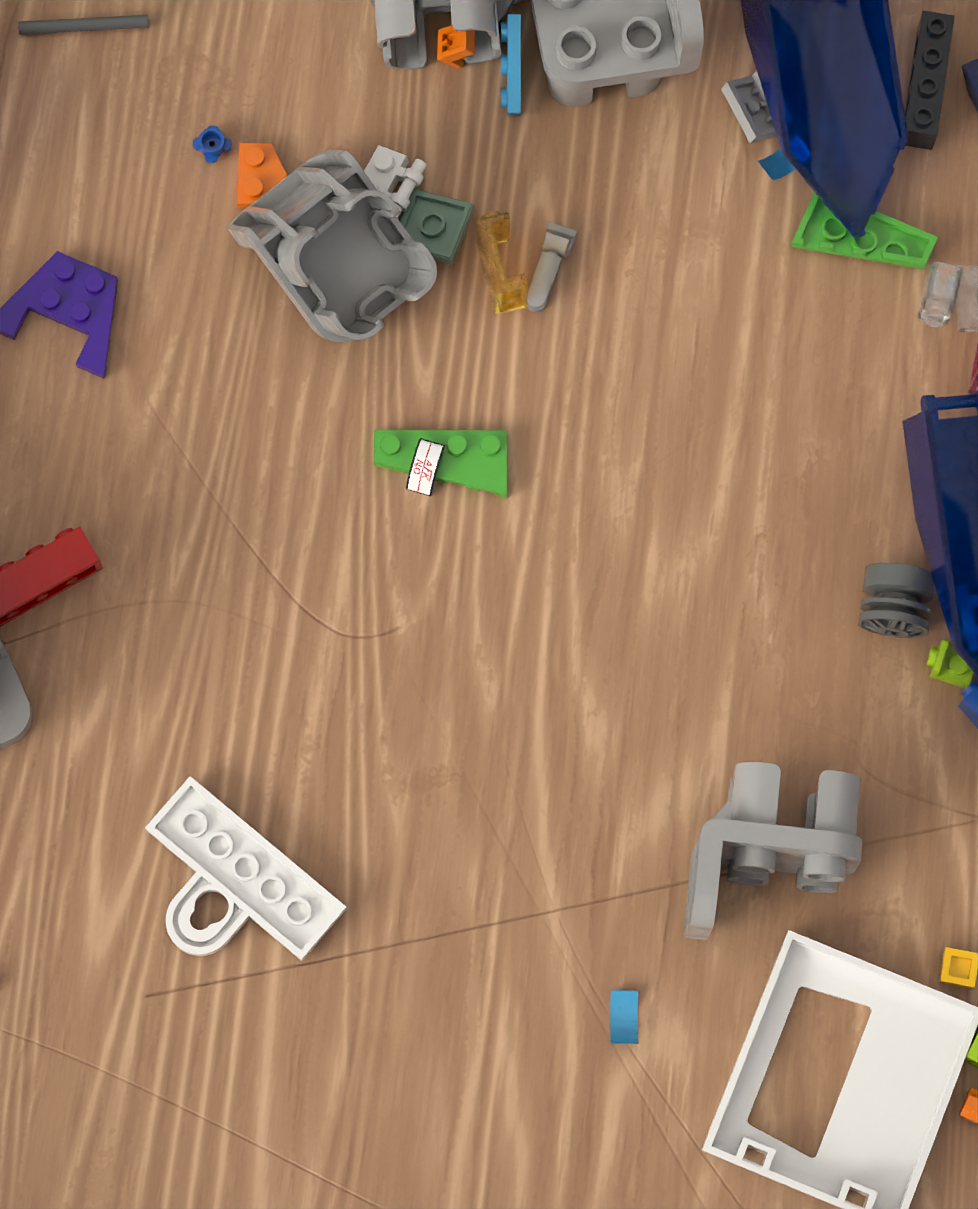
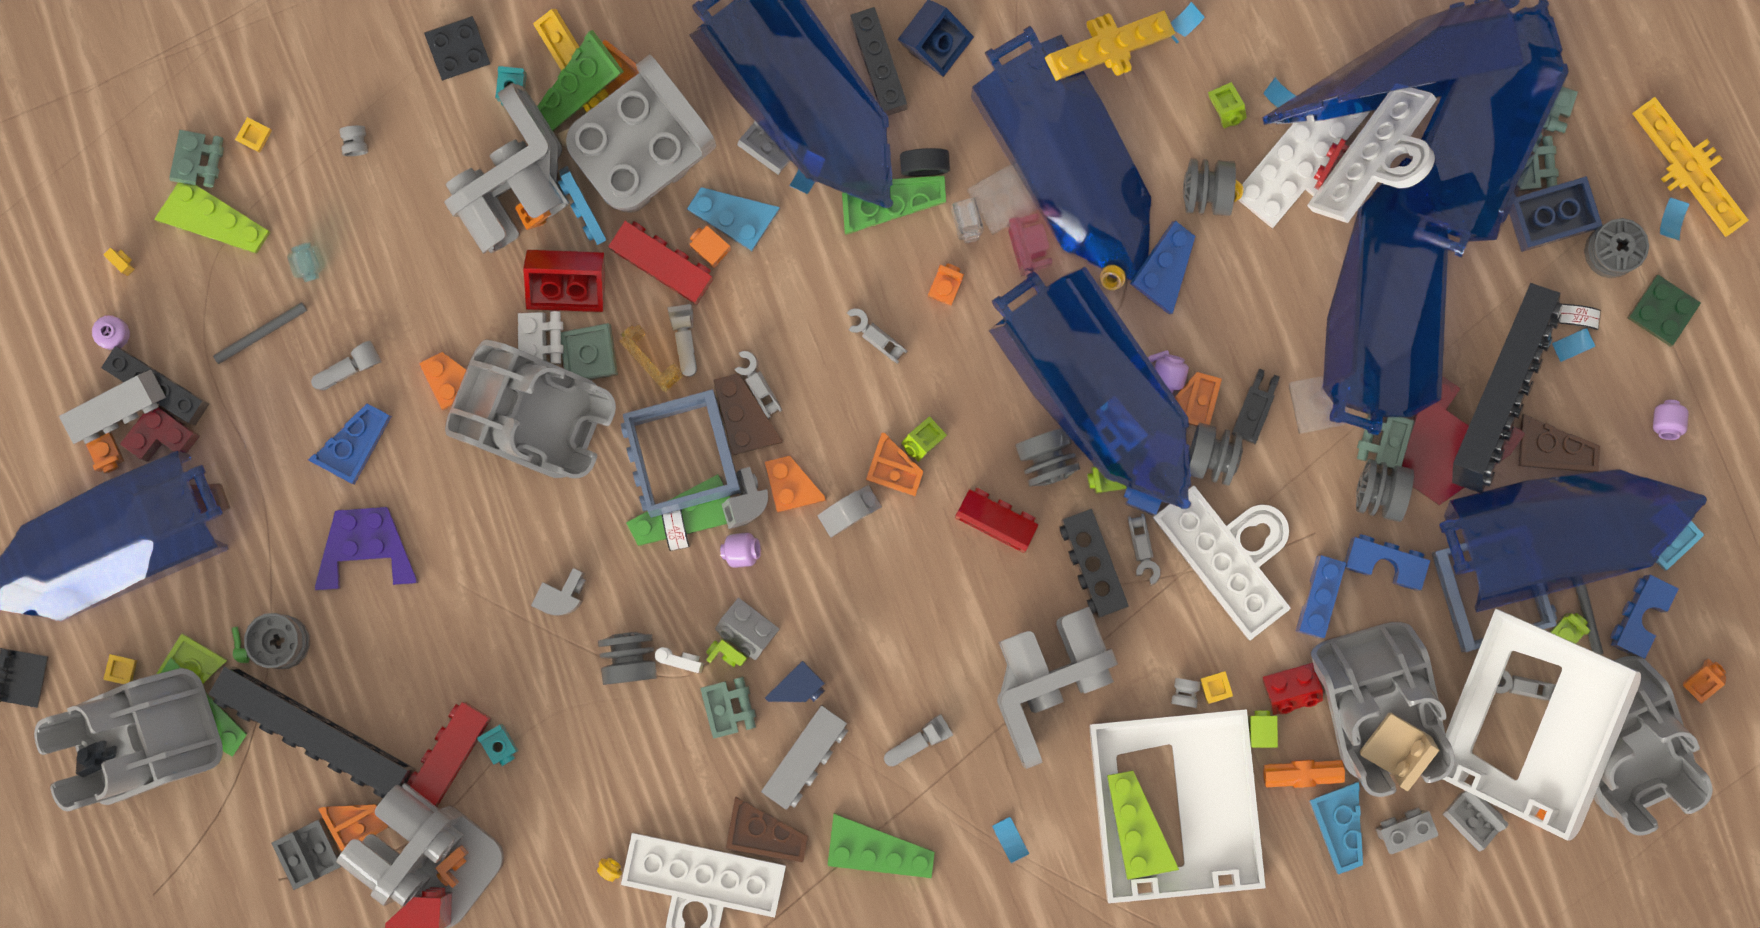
camera: 25 degrees left, 10 degrees up
(93, 584) = (498, 734): none -> teal brick
(114, 194) = (353, 445): none -> blue wing
(141, 804) = (609, 869): none -> yellow plate
(183, 103) = (363, 358): none -> light grey piece
(209, 135) = (404, 380): blue plate -> none
(255, 478) = (560, 602): none -> light grey brick
(295, 570) = (627, 658): none -> dark grey wheel
(338, 857) = (763, 834): none -> reddish brown wing
(354, 612) = (687, 661): none -> white plate
(367, 691) = (720, 710): none -> sand green plate
(413, 636) = (731, 654): none -> lime bracket
(435, 795) = (803, 758): none -> light grey brick
(446, 617) = (746, 629): none -> light grey bracket
(449, 136) = (564, 280): none -> red slope
(455, 944) = (873, 850): none -> bright green wing
(469, 707) = (798, 686): none -> dark blue slope
(487, 331) = (666, 410): none -> sand blue window
(487, 525) = (740, 550): none -> lavender head
(521, 479) = (749, 503): none -> light grey brick
(568, 170) = (661, 262): none -> red brick
(569, 385) = (743, 417): none -> reddish brown wing
(583, 486) = (791, 485): none -> orange wing
(601, 847) = (934, 732): none -> light grey piece
(605, 353) = (758, 384): none -> light grey piece
(632, 179) = (709, 246): none -> orange brick
(634, 543) = (849, 510): none -> light grey brick
(676, 164) = (734, 216): none -> dark azure wing
(711, 526) = (894, 468): none -> orange wing
(762, 511) = (923, 439): none -> lime bracket
(766, 368) = (876, 336): none -> light grey piece
(781, 1088) = (1139, 834): none -> lime wing
(799, 643) = (997, 520): none -> red slope
(878, 356) = (946, 284): none -> orange bracket
(901, 700) = (1086, 523): none -> black brick
(920, 955) = (1189, 687): none -> light grey wheel
(924, 208) = (925, 162): none -> black tyre
(953, 767) = (1143, 548): none -> light grey piece

